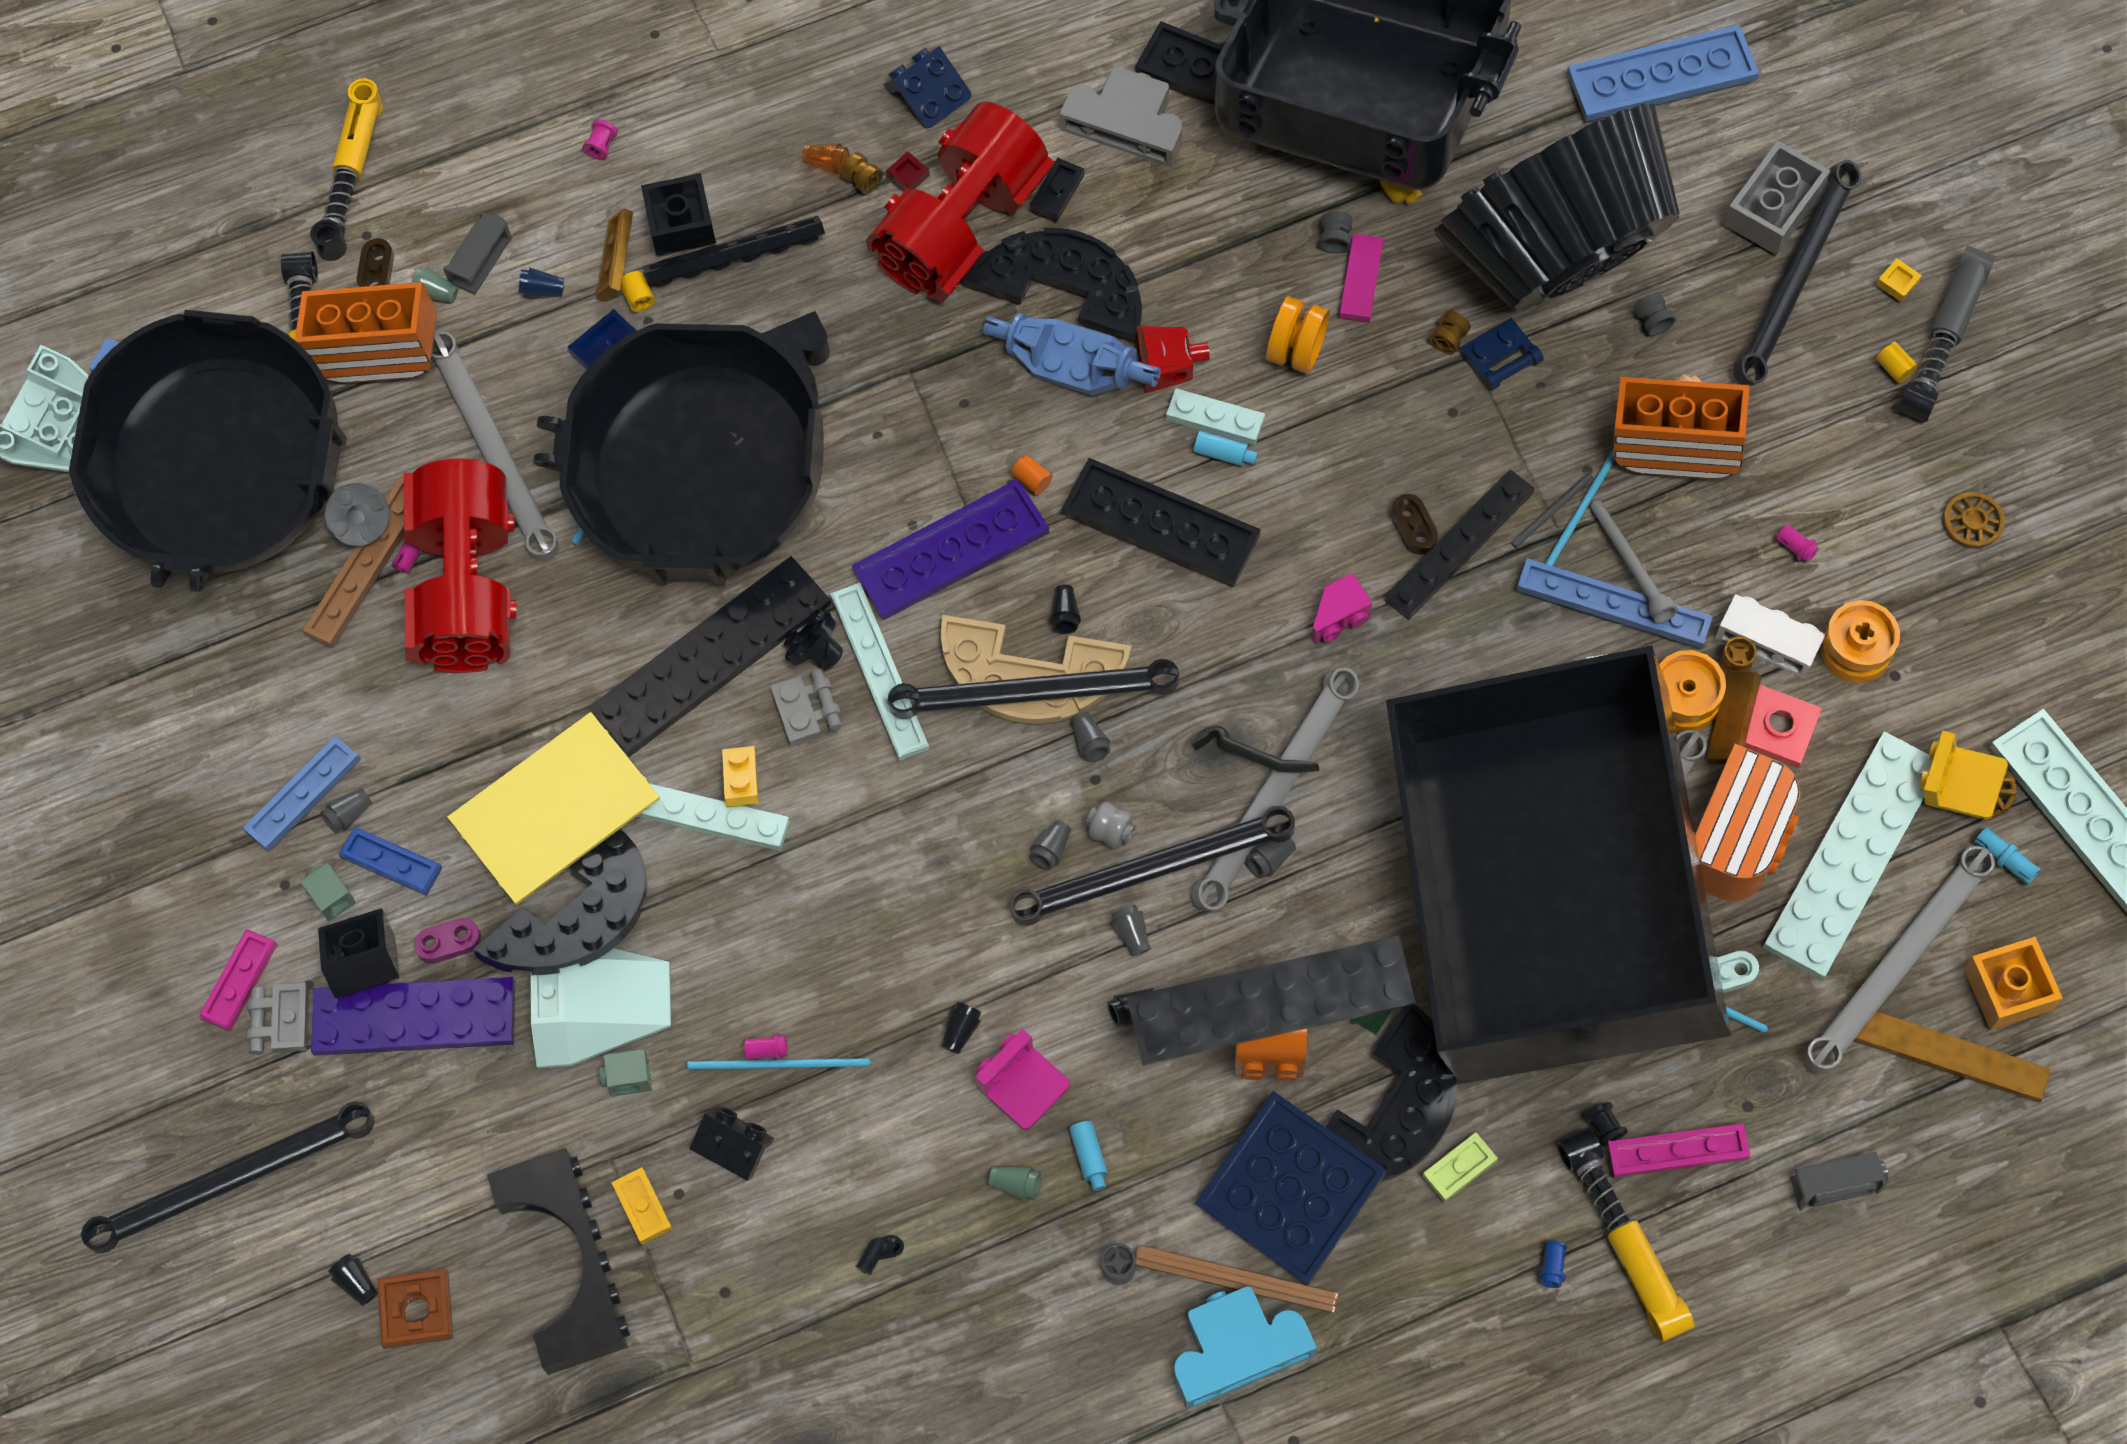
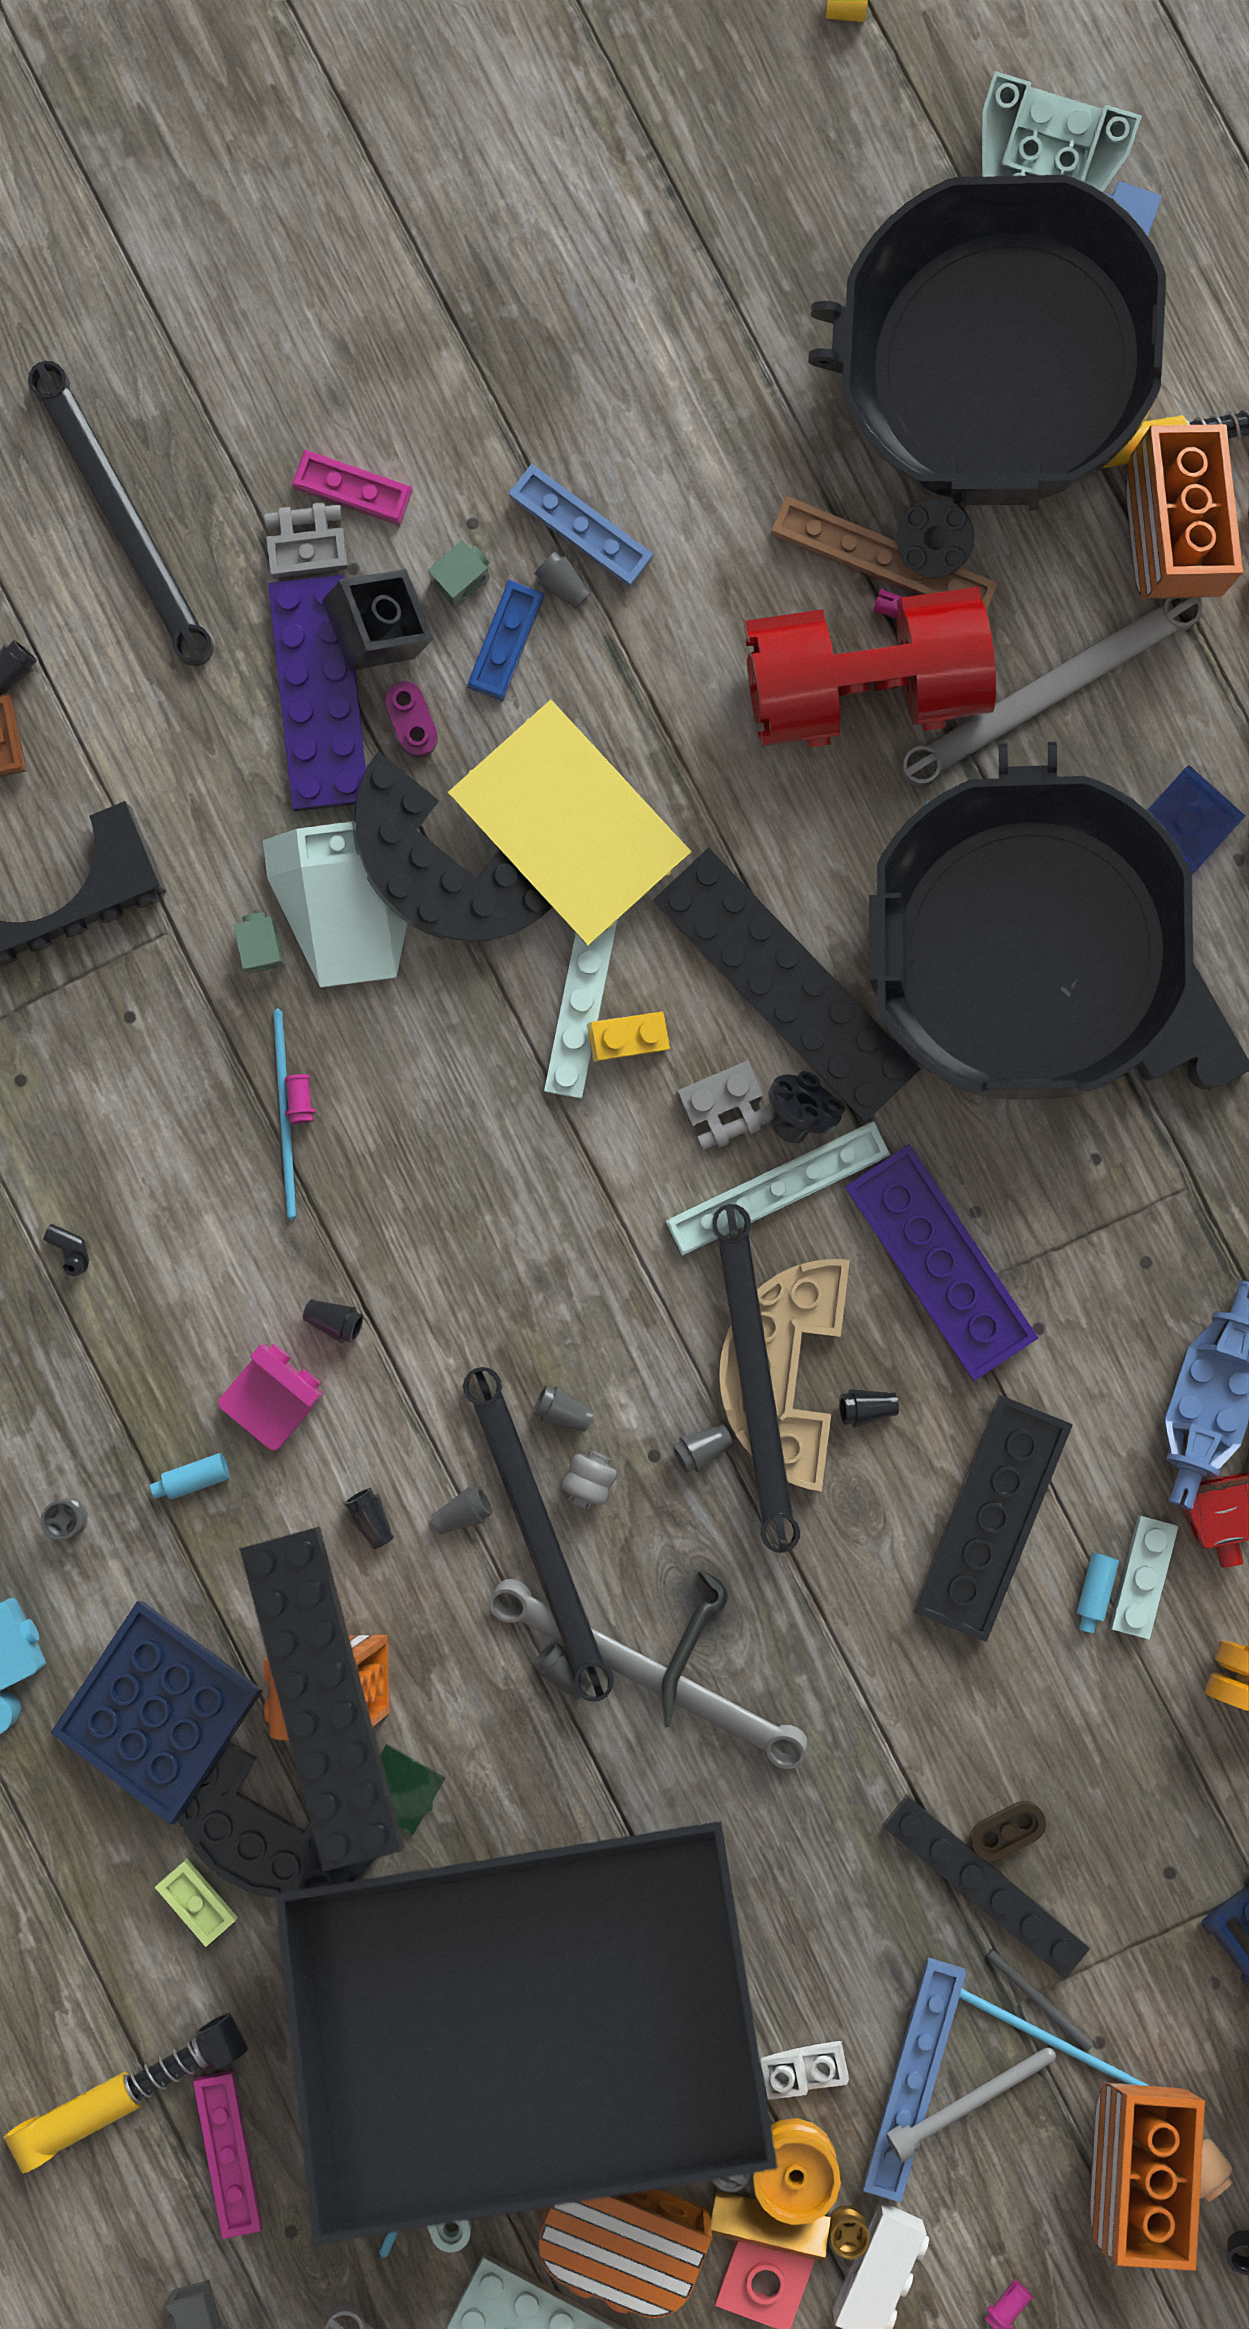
camera: 85 degrees right, 20 degrees up
(642, 1206) = (107, 978): yellow plate -> none
(731, 1142) = (187, 1071): black bracket -> none
(1016, 1181) = (155, 1396): sand green cone -> none
(1031, 474) = (1047, 1354): orange piece -> none
(1236, 1278) = (57, 1651): medium nougat axle -> none
(1341, 607) = (887, 1740): dark pink slope -> none
(1553, 1264) = (89, 2010): blue pin -> none
(1605, 1123) = (254, 2070): black bush -> none

